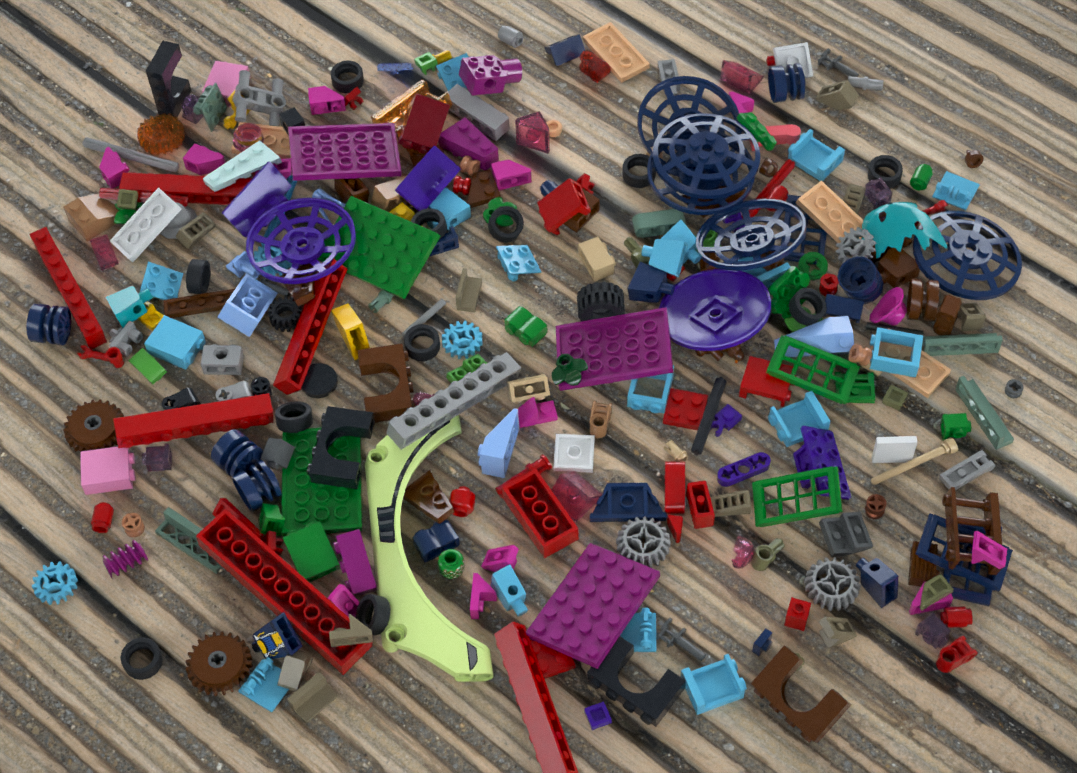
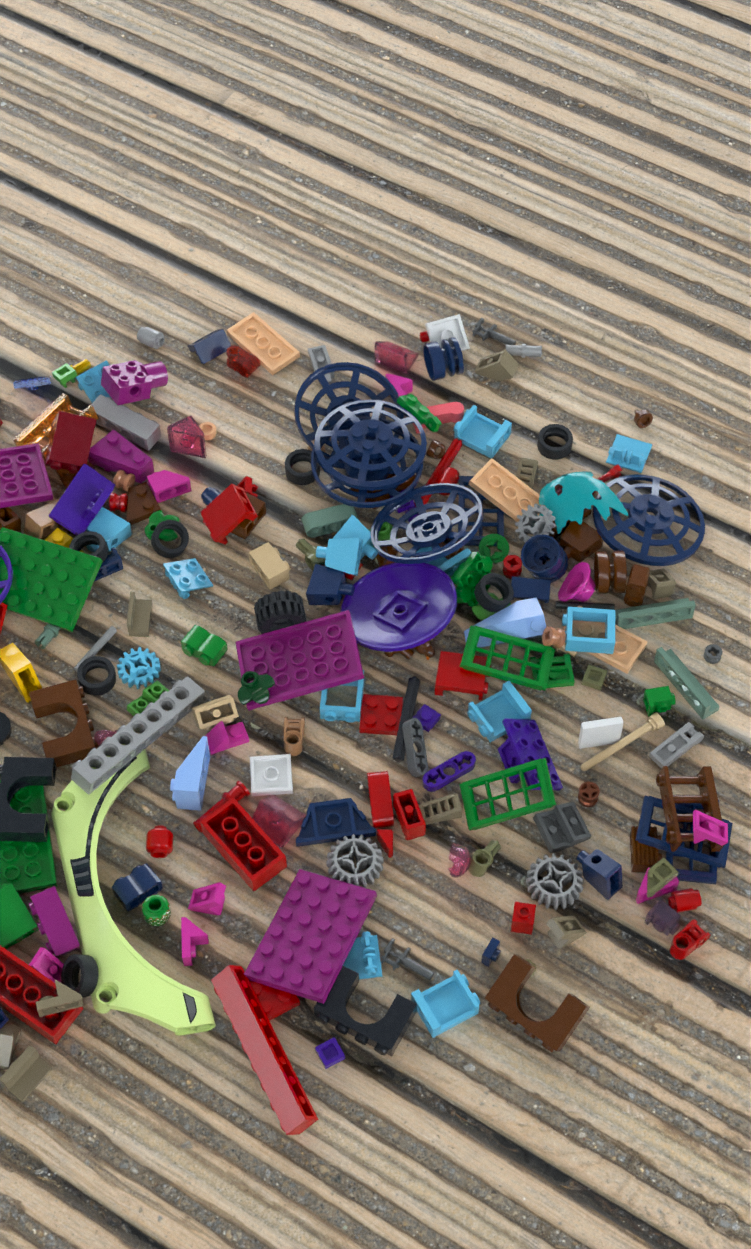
camera: 10 degrees left, 0 degrees up
(429, 498) = (124, 842): reddish brown wing -> none
(509, 590) = (215, 925): medium azure torso -> none
(676, 452) = (376, 761): tan pin -> none
(713, 430) = (414, 734): none -> dark grey beam
(878, 193) = (551, 465): clear purple brick -> none
(921, 177) = (592, 443): green brick -> none

